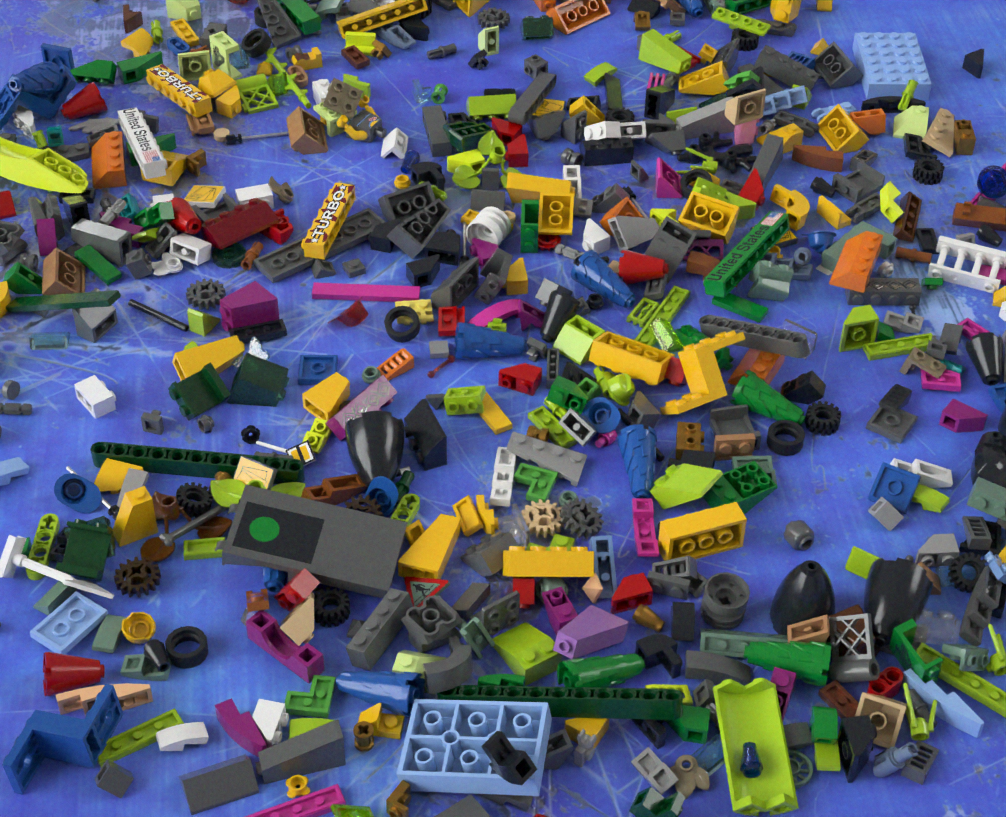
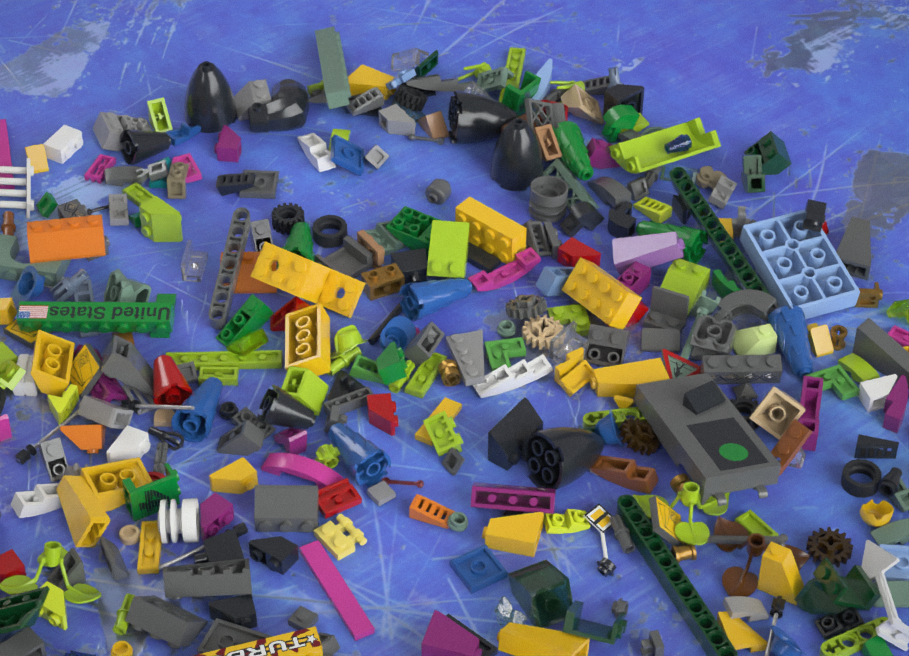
camera: 120 degrees left, 0 degrees up
(197, 493) = (728, 556): black tyre -> none
(208, 676) = (868, 448): none -> black slope
(296, 590) = (760, 419): red slope -> none
(346, 552) = (703, 398): none -> black slope
(353, 315) = (387, 578): clear red piece -> none
(398, 312) = (376, 516): black tyre -> none
(428, 172) = (97, 630): black brick -> none
(496, 273) = (260, 471): dark grey panel -> none
(639, 249) = (135, 405): none -> flat silver piece
(642, 411) = (370, 318): dark grey slope -> none
(648, 618) = (593, 239): pearl gold cone -> none
(692, 725) = (663, 187): green slope -> none
(724, 359) = (259, 292): green tile -> none
(838, 697) = (586, 125): copper plate -> none
(860, 562) = (441, 151): lime slope -> none

